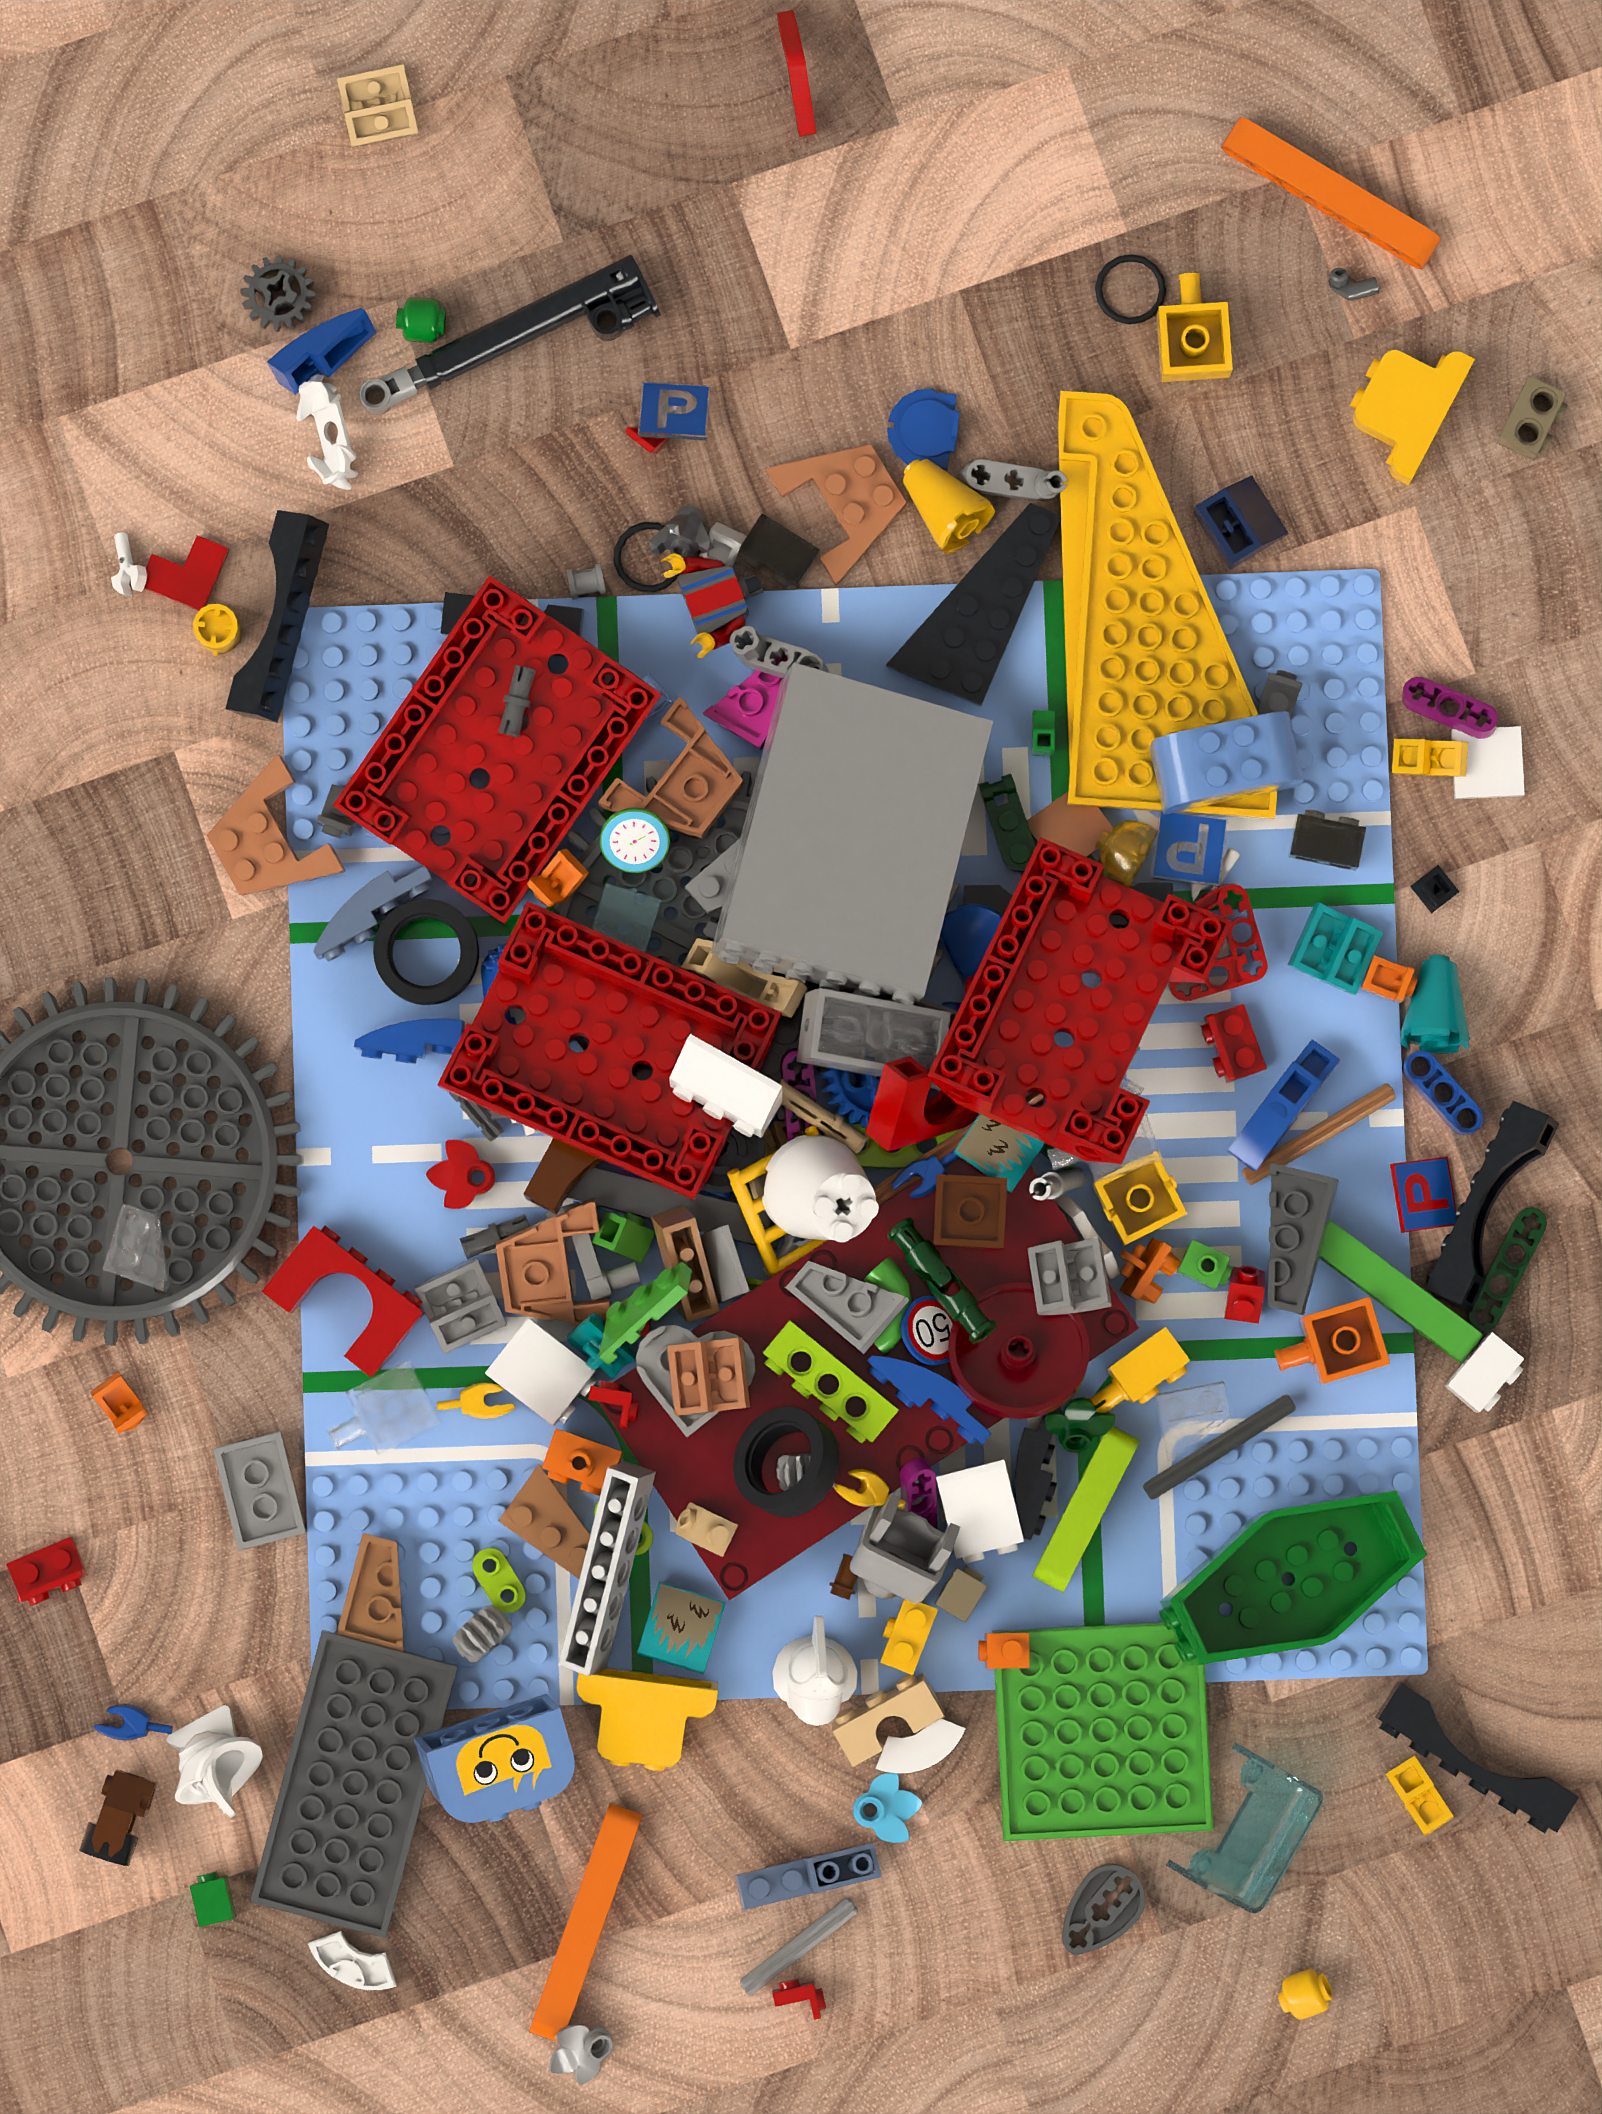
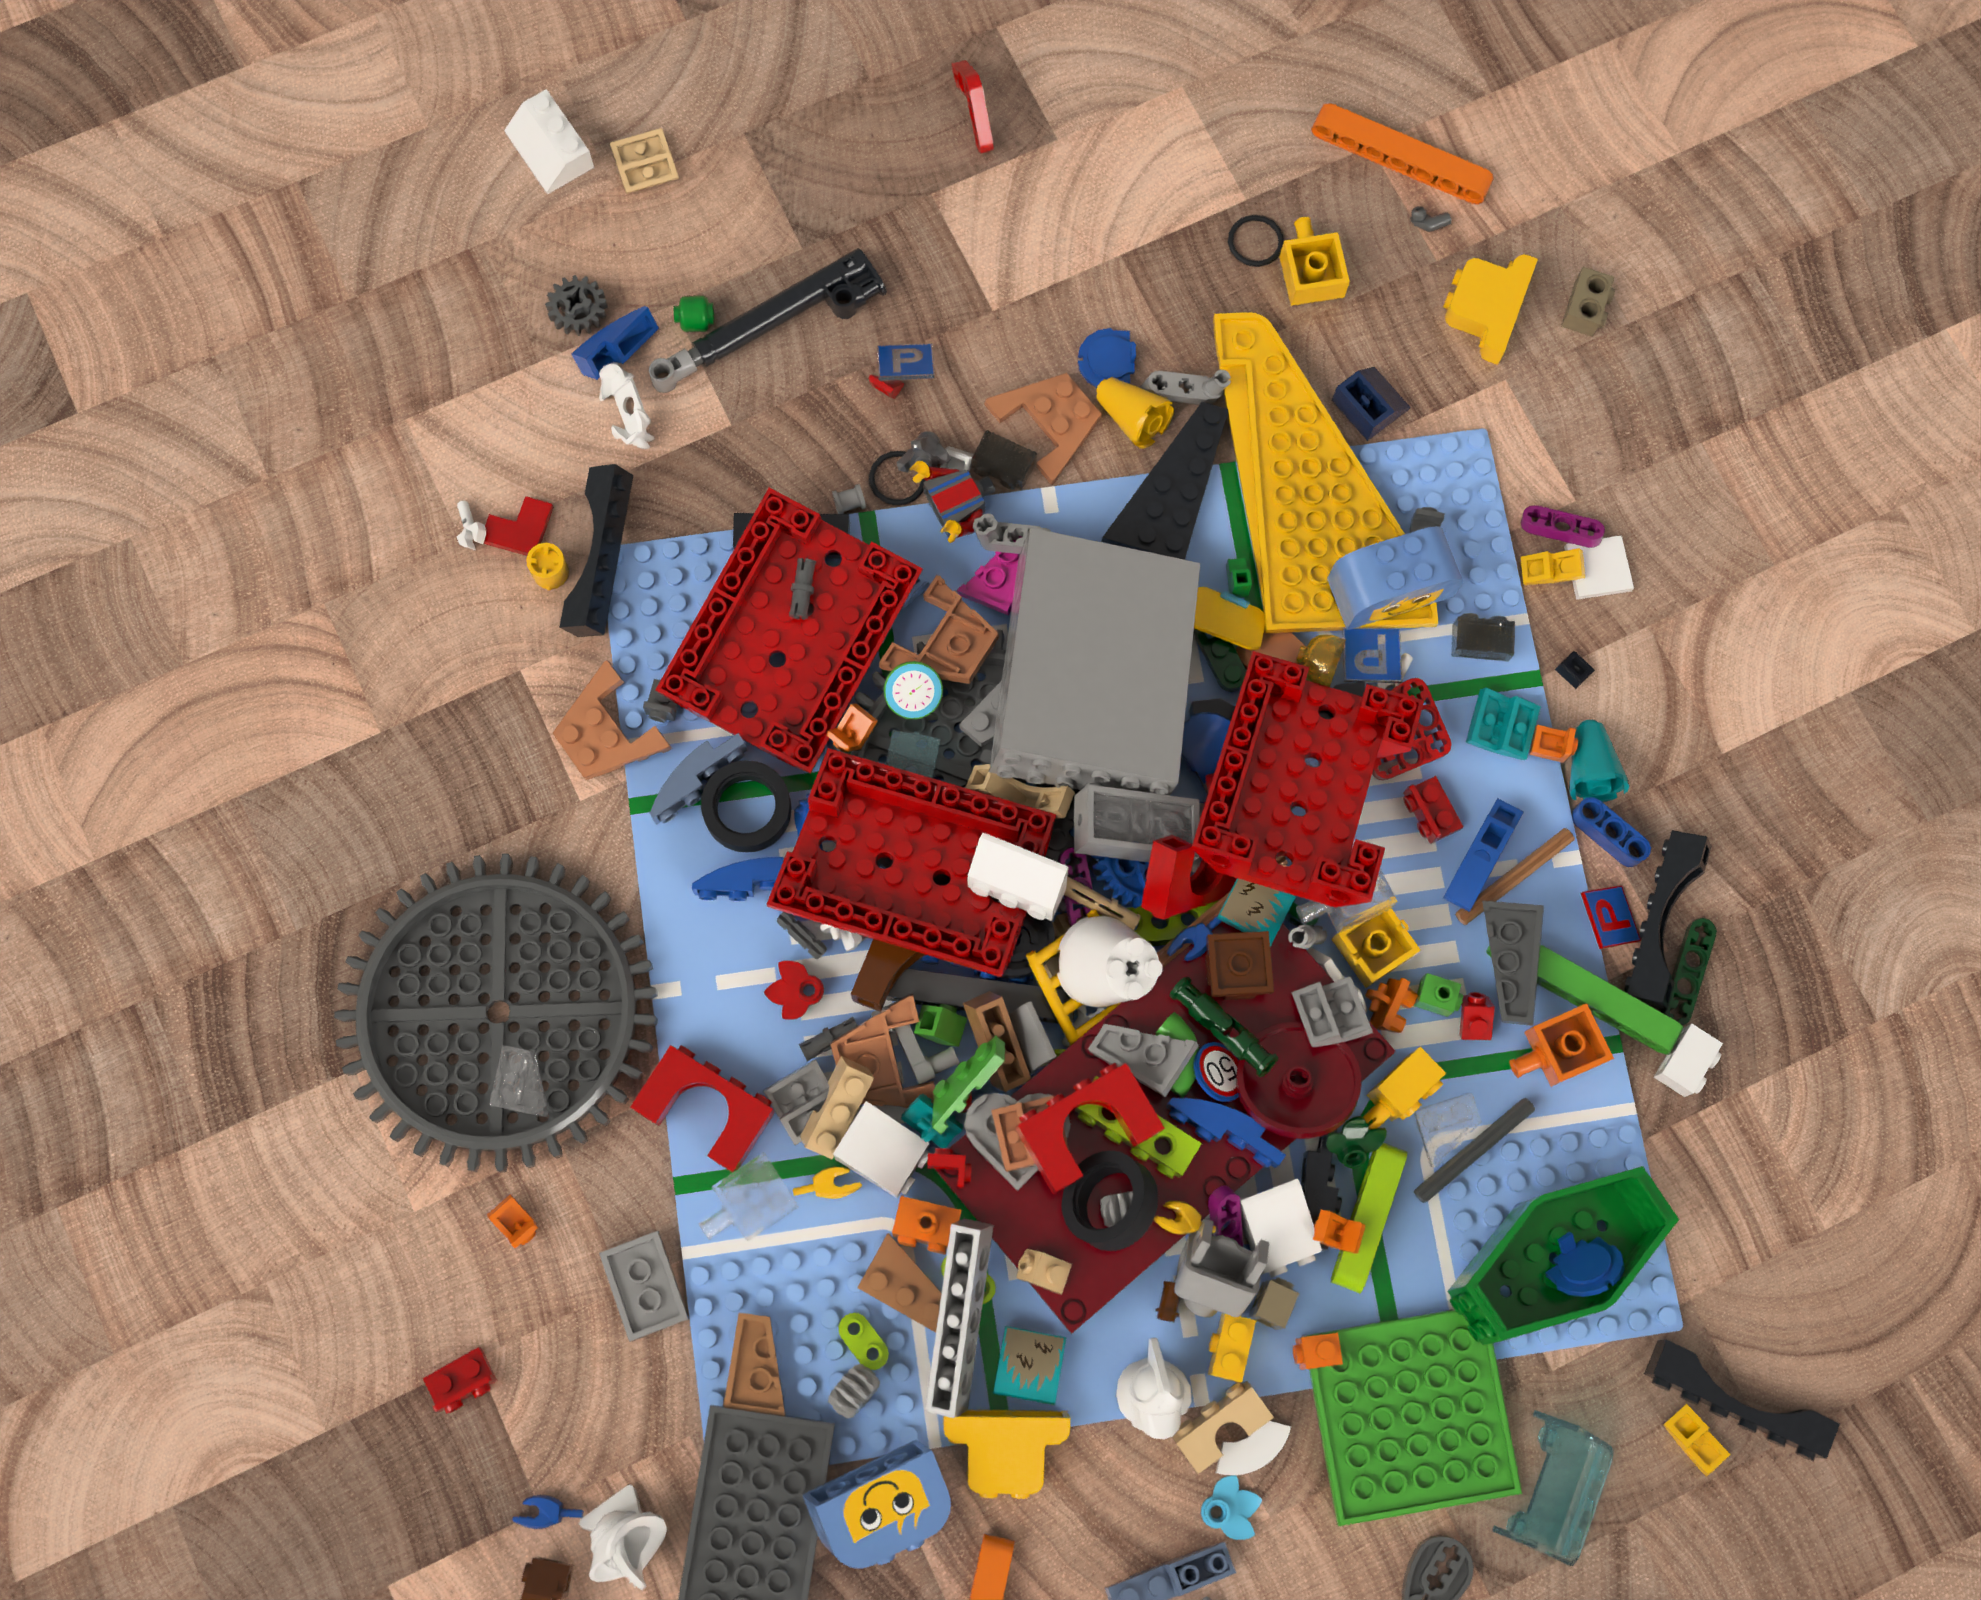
camera: 15 degrees left, 10 degrees down
(259, 70) = (548, 142): none -> white slope
(508, 1302) = (846, 1092): none -> tan arch
(805, 1341) = (1116, 1092): none -> red arch
(1022, 784) = (1229, 620): none -> yellow piece
(1033, 762) = (1233, 601): none -> medium azure leg
(1043, 1523) = (1338, 1232): none -> orange bracket
(1316, 1593) = (1585, 1267): none -> blue piece

